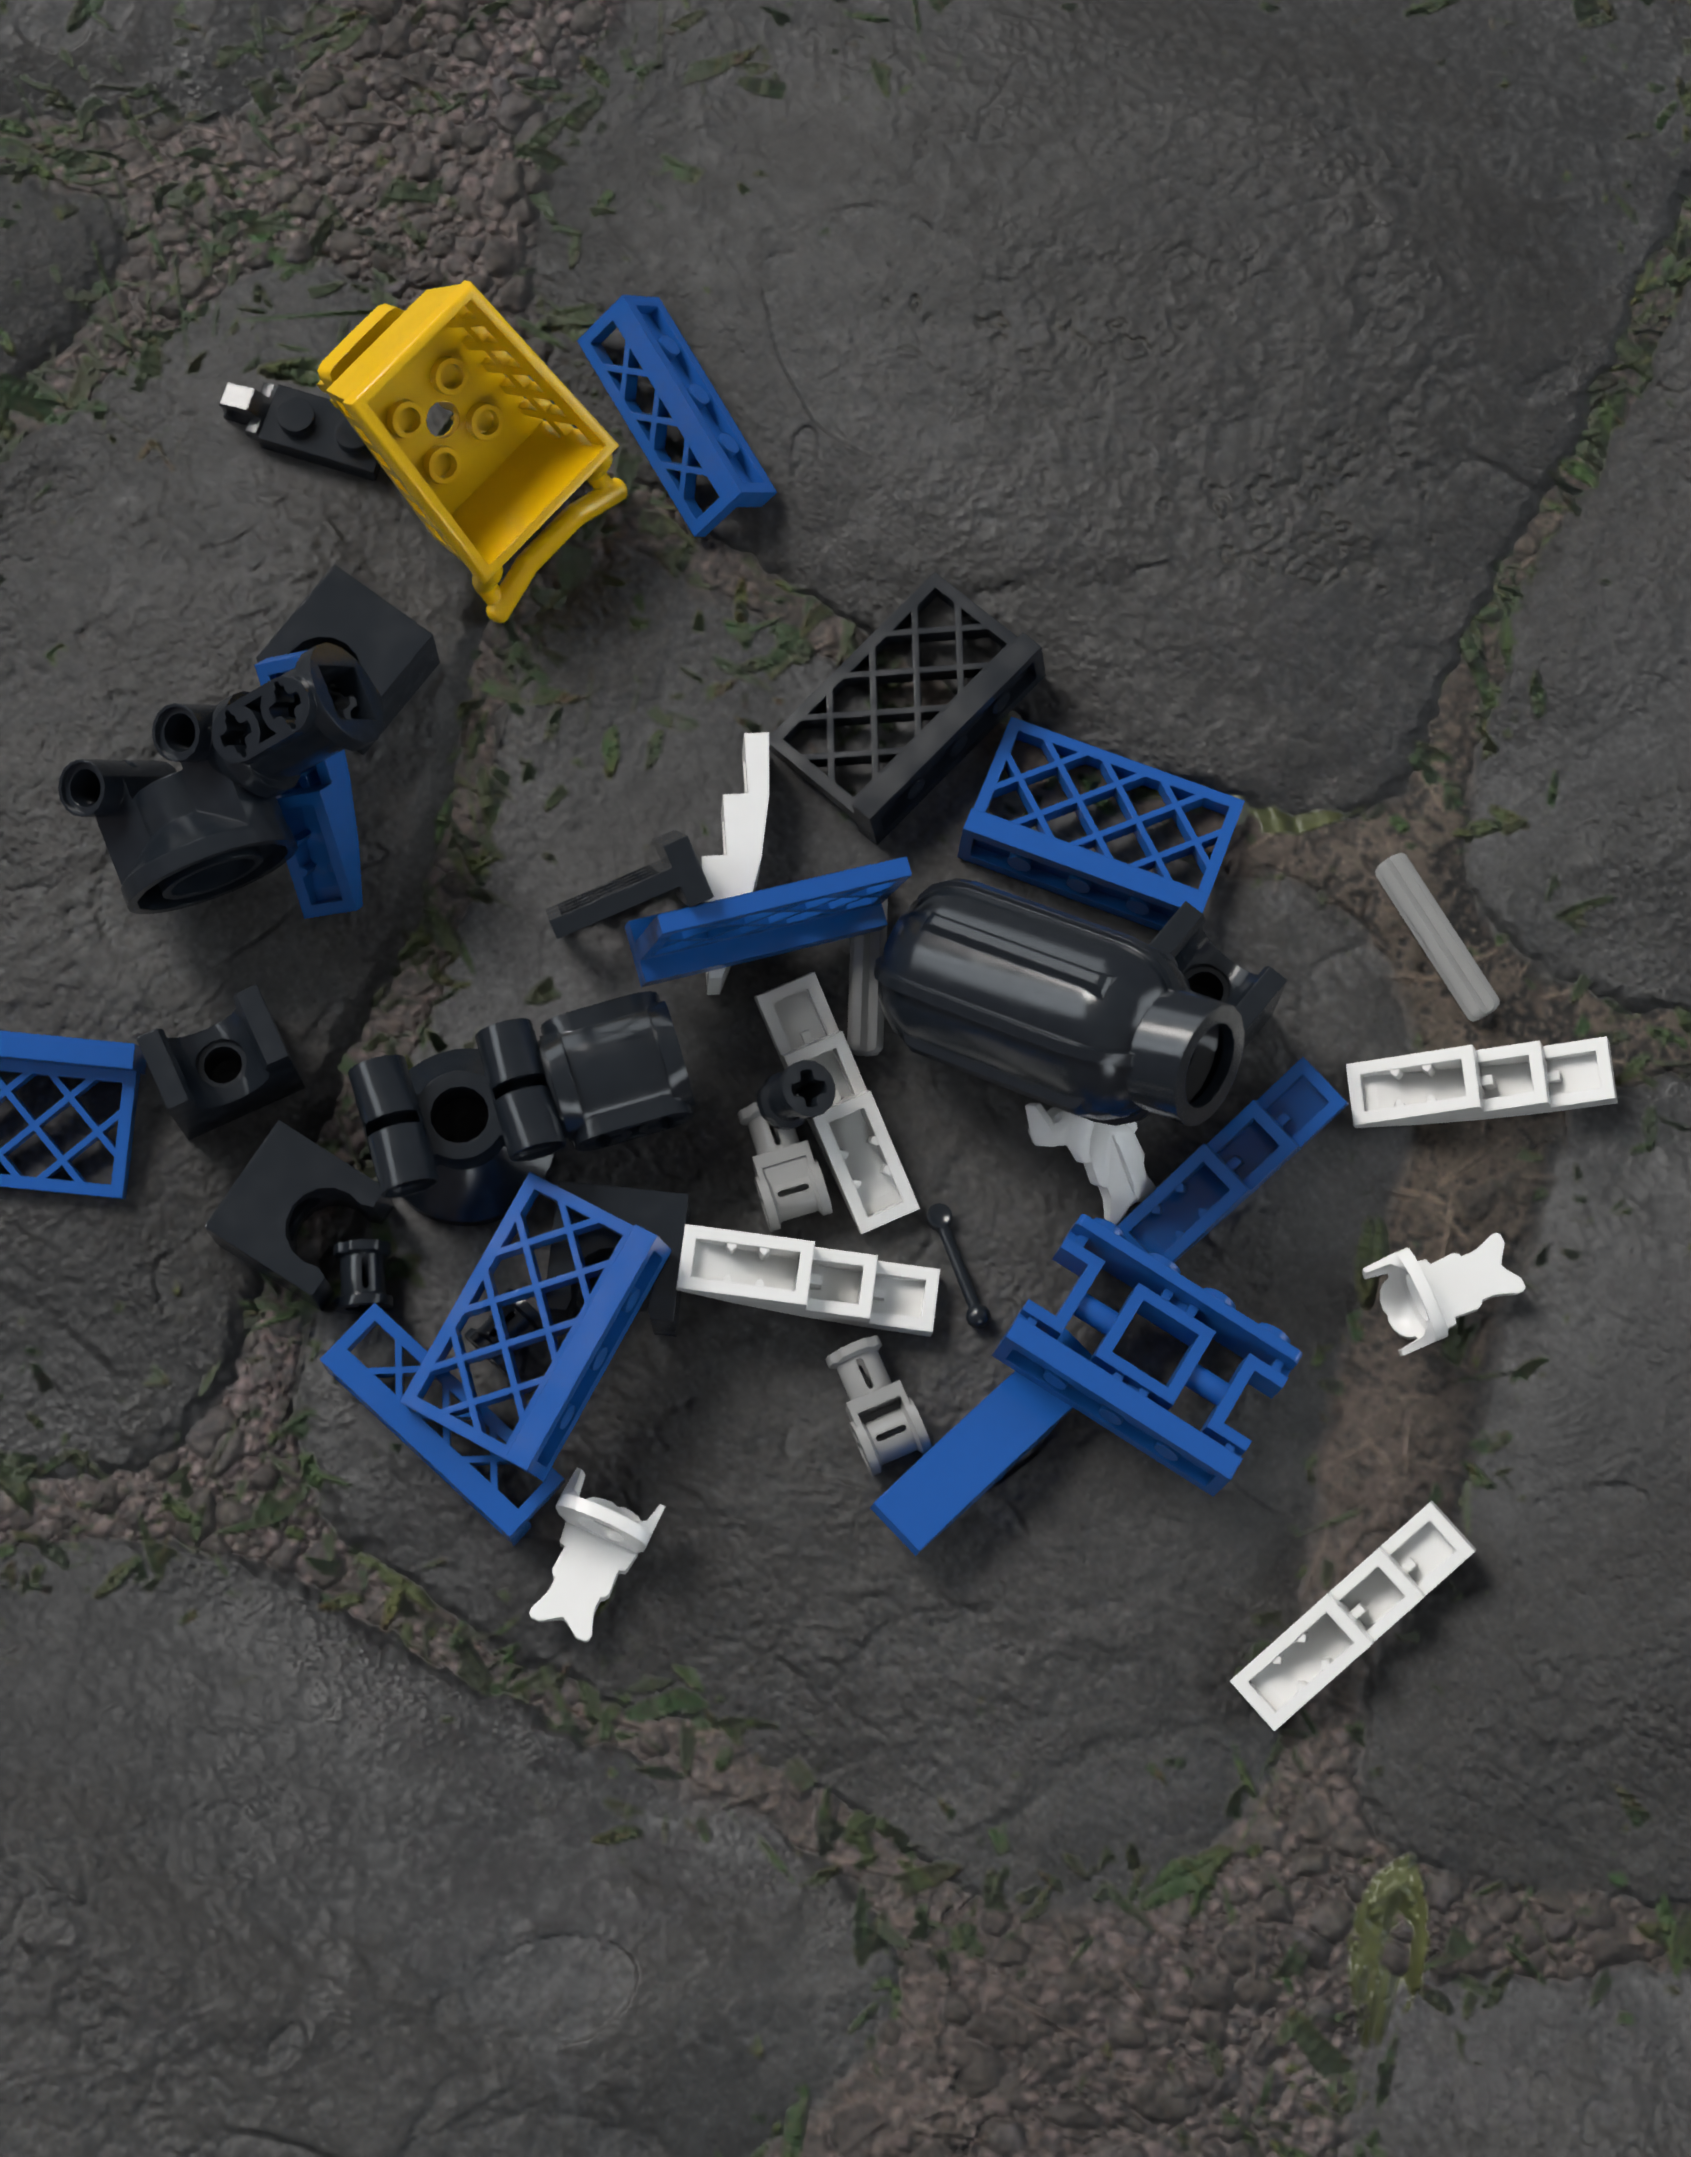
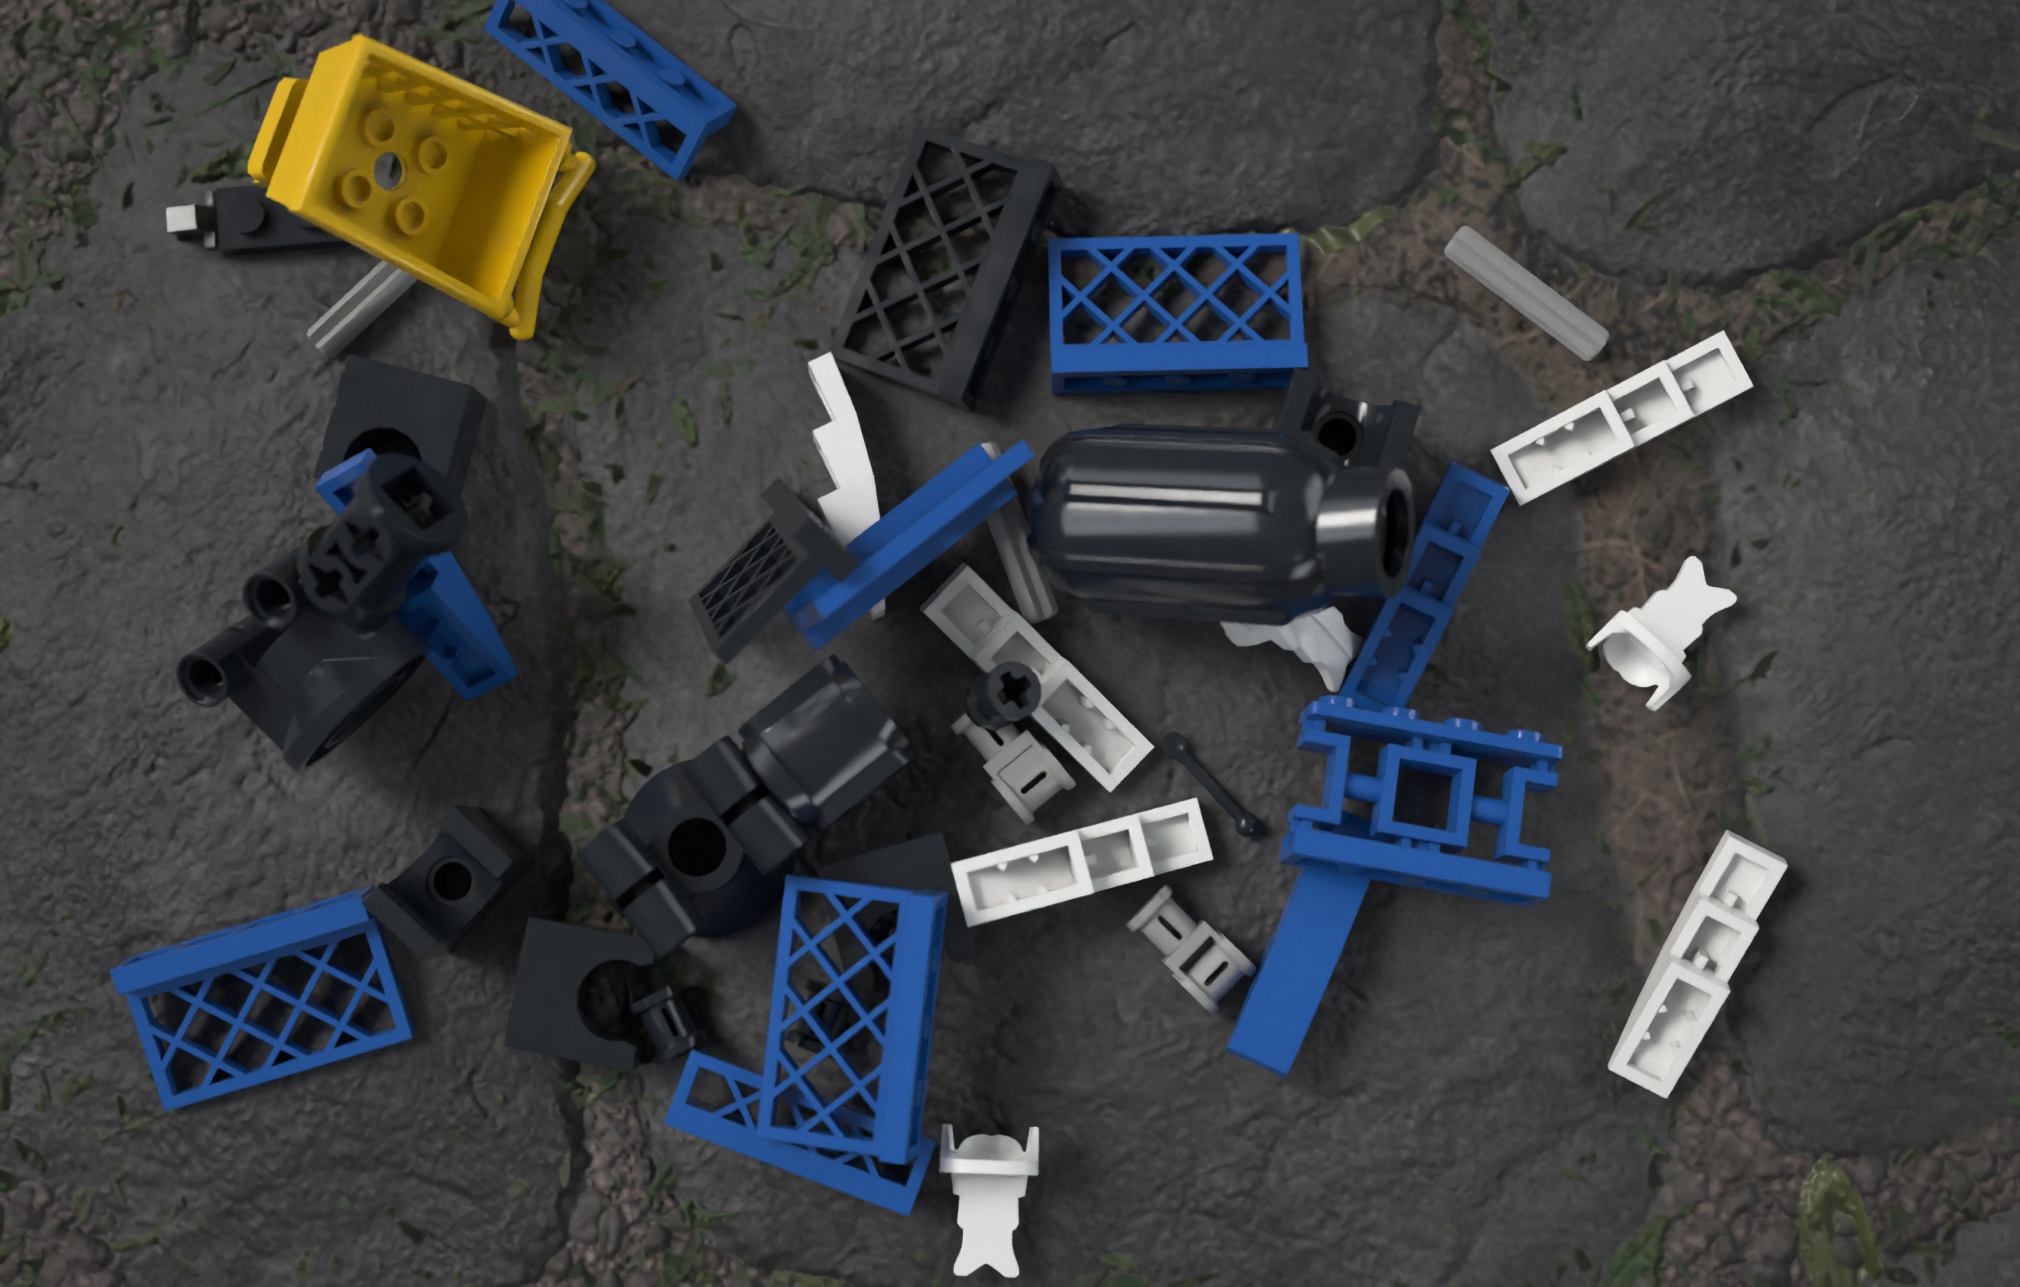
camera: 20 degrees left, 10 degrees up
(362, 535) = (359, 308): none -> light grey axle

